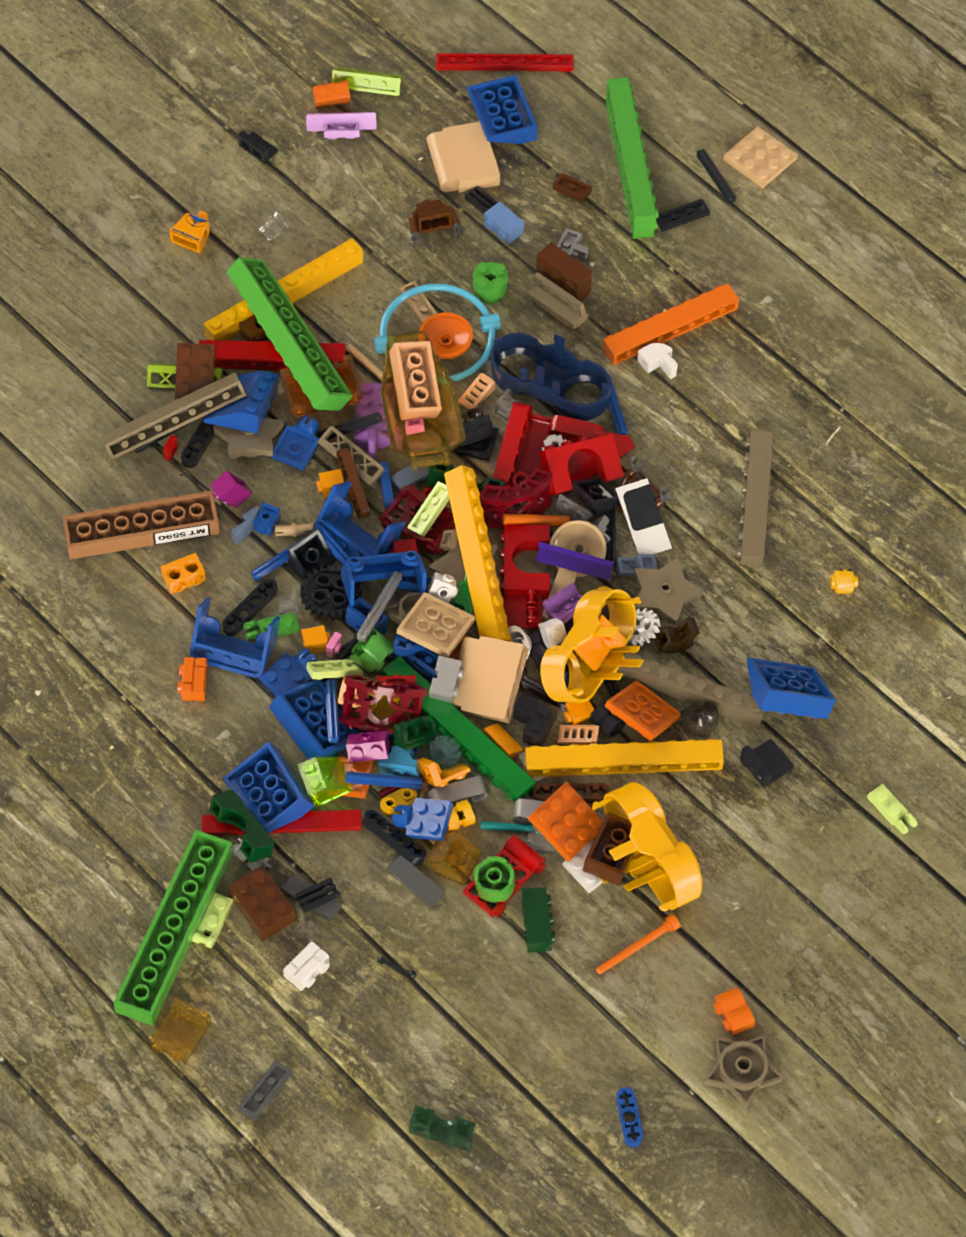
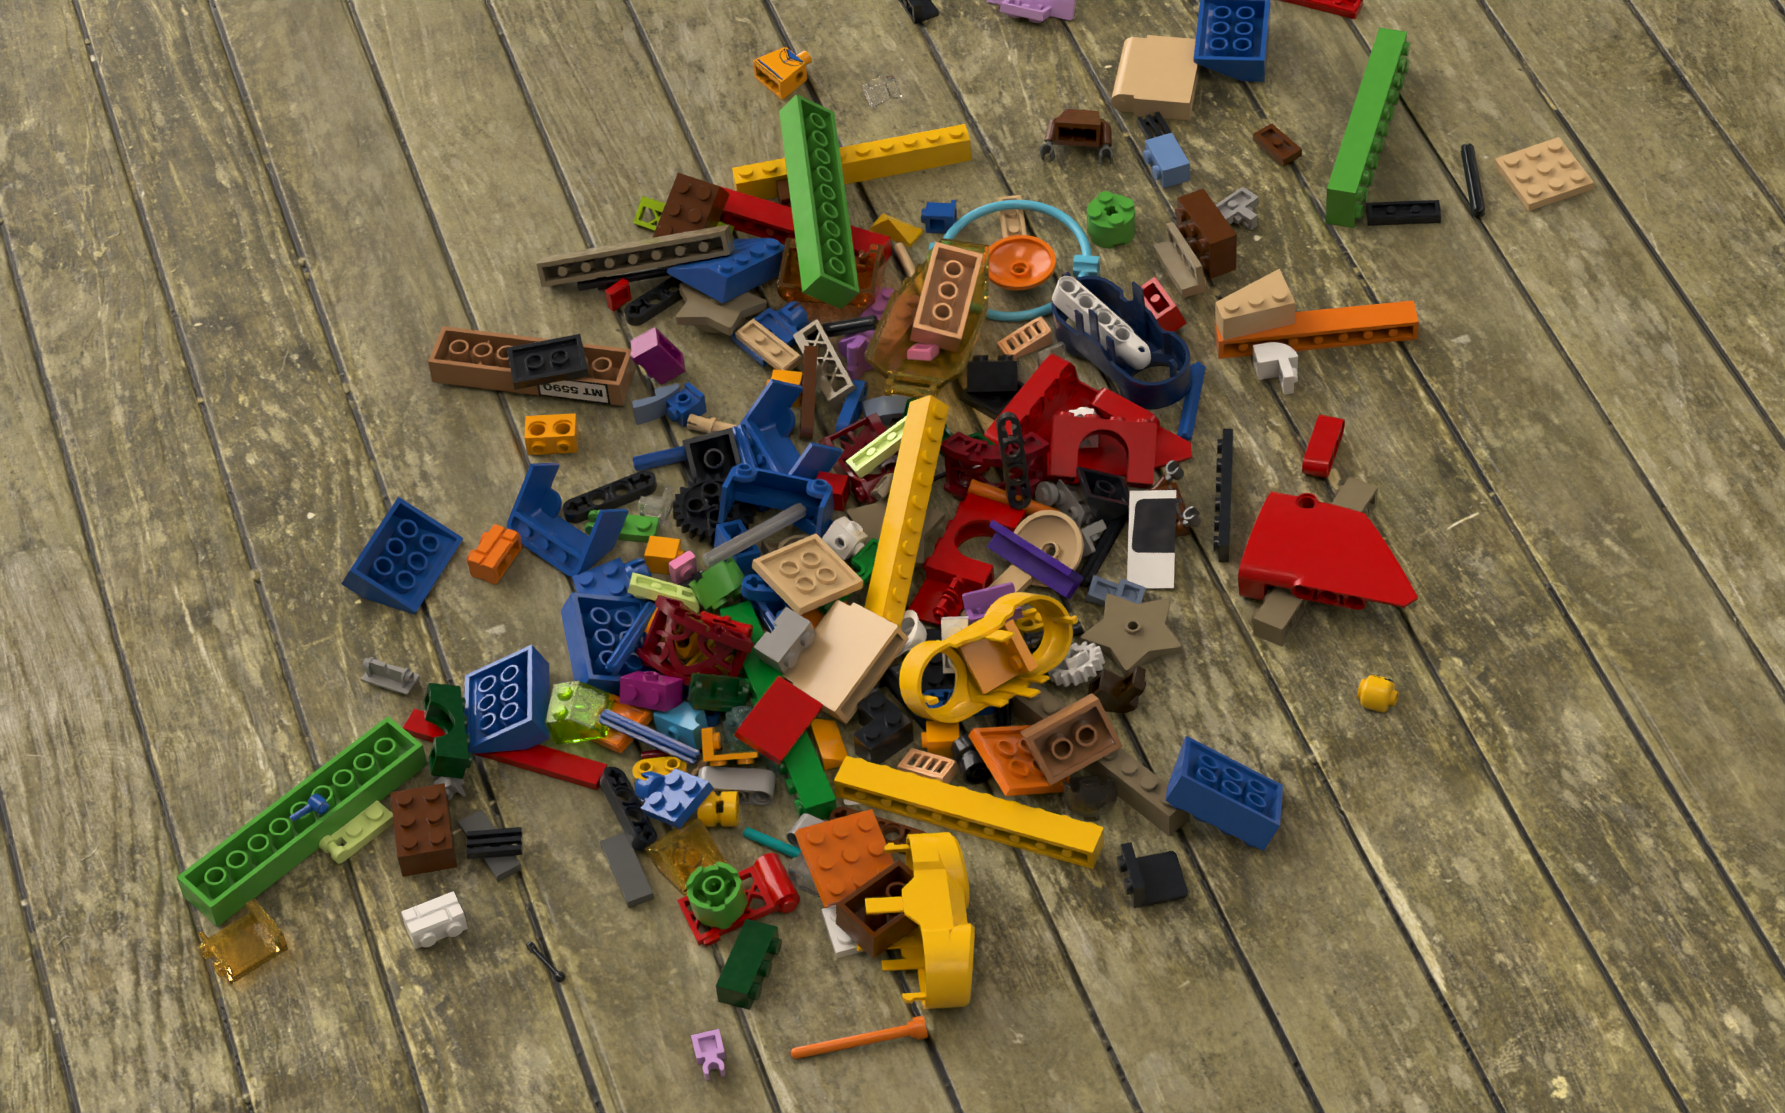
camera: 30 degrees right, 10 degrees down
(128, 705) = (402, 558): none -> blue slope
(159, 520) = (547, 361): none -> black plate
(170, 797) = (389, 676): none -> light grey hinge
(186, 913) = (316, 803): none -> blue hand
(265, 1090) = (303, 1048): dark grey tile -> none
(303, 456) = (768, 346): none -> tan tile
(340, 334) = (897, 230): none -> yellow slope
(368, 315) = (939, 216): none -> blue brick
(471, 739) = (778, 720): none -> red tile
(513, 358) = (1073, 295): none -> white piece
(533, 496) = (1015, 460): none -> black beam
(543, 989) = (709, 1051): none -> lavender plate
(550, 329) = (1162, 306): none -> red brick
(555, 506) = (1046, 493): none -> light grey plate
(631, 322) = (1256, 307): none -> tan wedge
(674, 471) = (1223, 503): none -> black plate
(674, 685) = (1071, 738): none -> medium nougat slope
(719, 410) = (1323, 446): none -> red beam
(765, 494) = (1321, 555): none -> red panel
(891, 808) = (1291, 988): yellowish green hinge -> none

